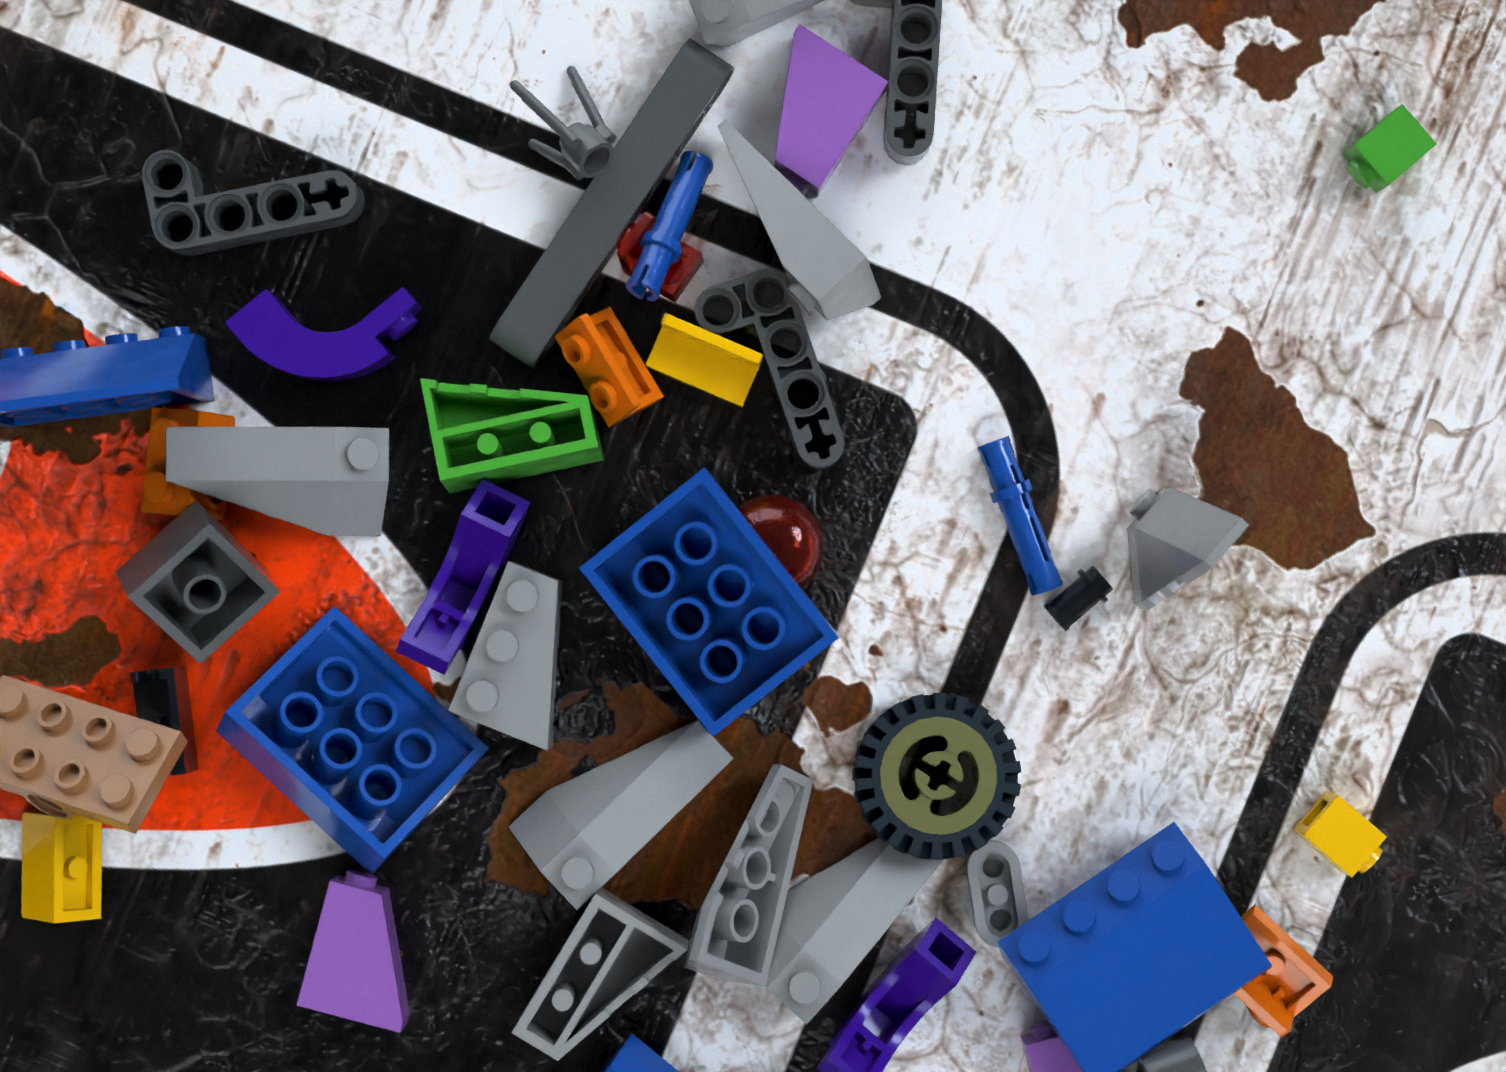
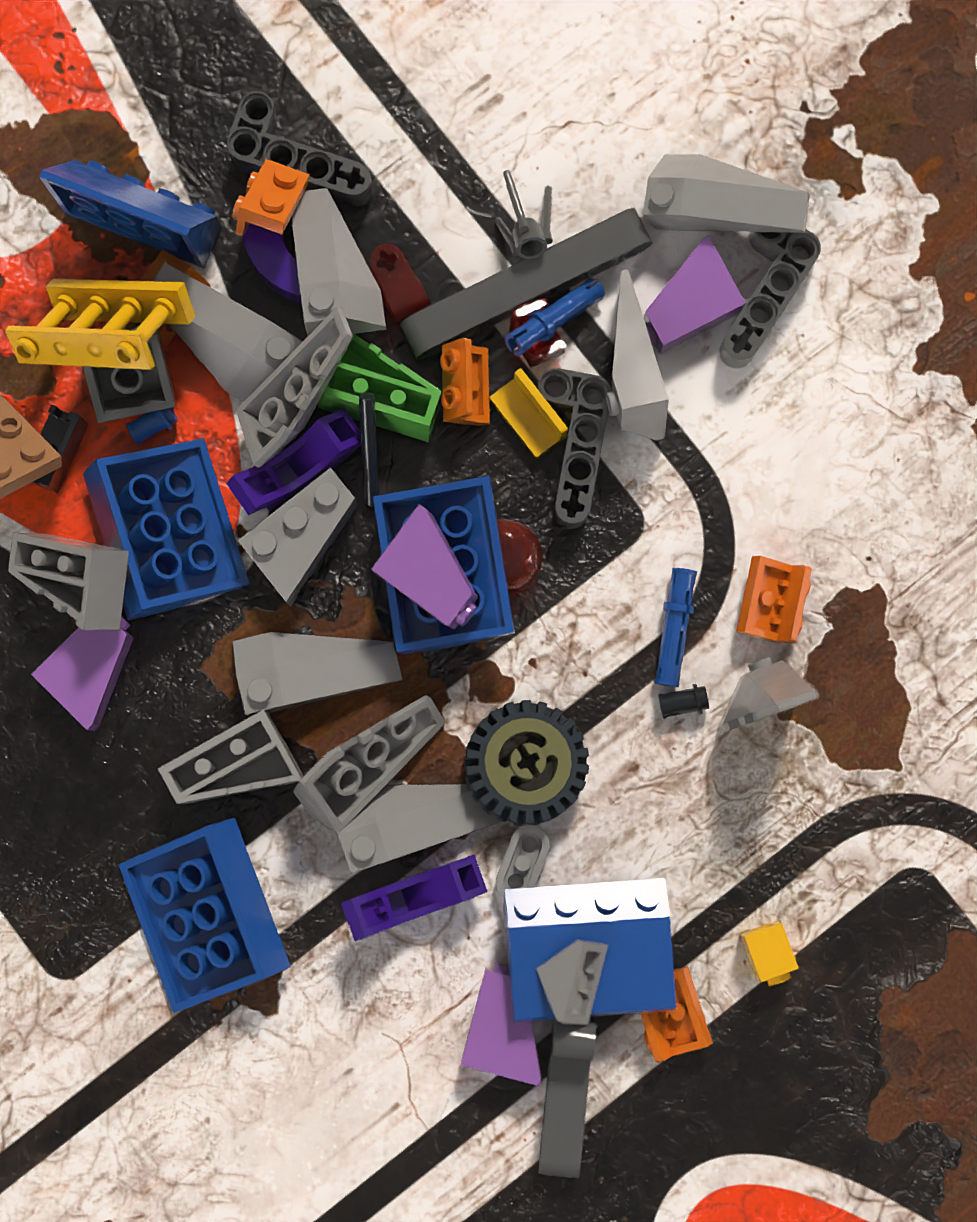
camera: 30 degrees right, 5 degrees down
(120, 513) = (101, 300): none -> yellow fence
(248, 277) = (270, 198): none -> orange bracket
(260, 629) = (151, 424): none -> blue pin
(279, 862) = (74, 574): none -> light grey wedge
(379, 329) = (332, 267): none -> light grey wedge
(411, 497) = (291, 393): none -> light grey wedge
(465, 294) = (399, 288): none -> clear red piece
(540, 511) = (369, 447): none -> black bar
(697, 624) = (427, 570): none -> medium lavender slope
(1118, 418) = (774, 600): none -> orange bracket
(1138, 1007) = (573, 980): none -> light grey slope

